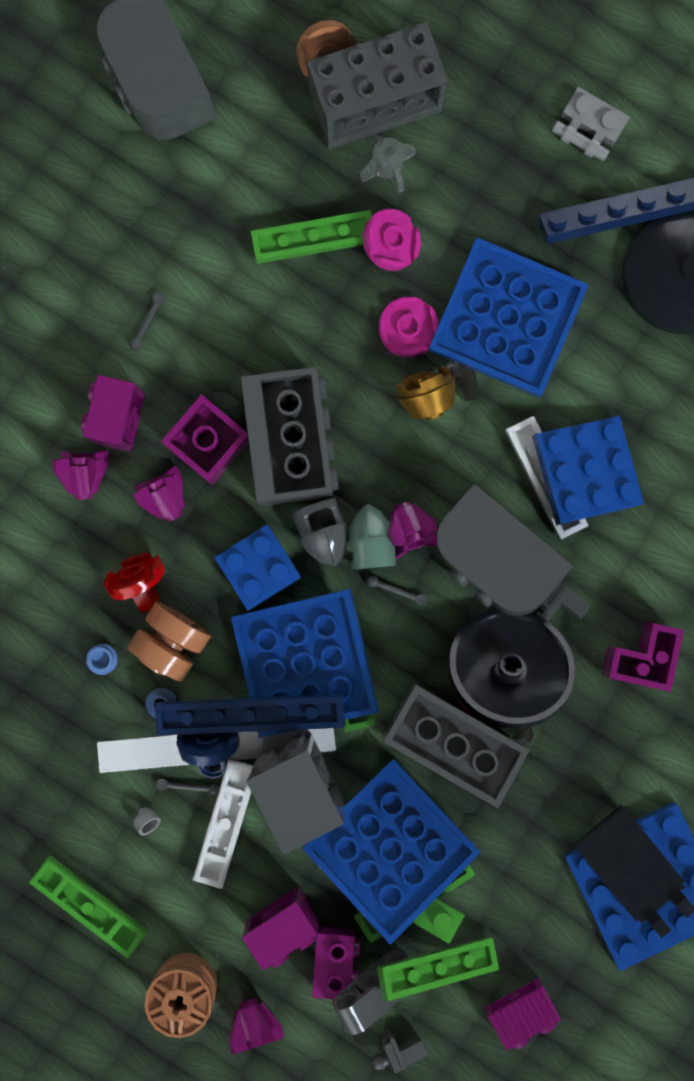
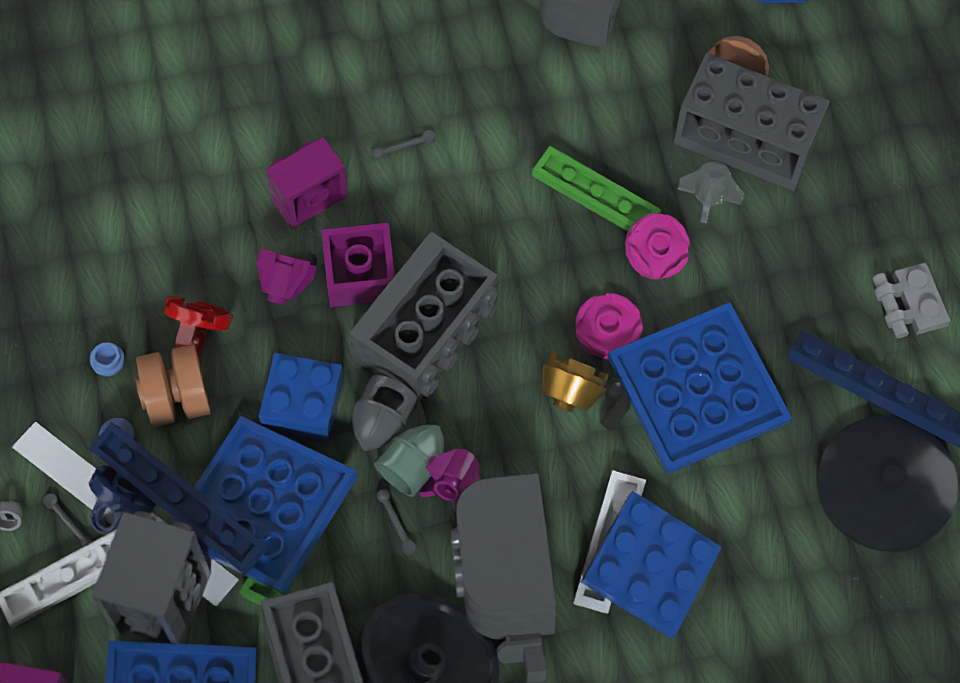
camera: 40 degrees right, 20 degrees down
(81, 472) = (237, 205): magenta brick -> none

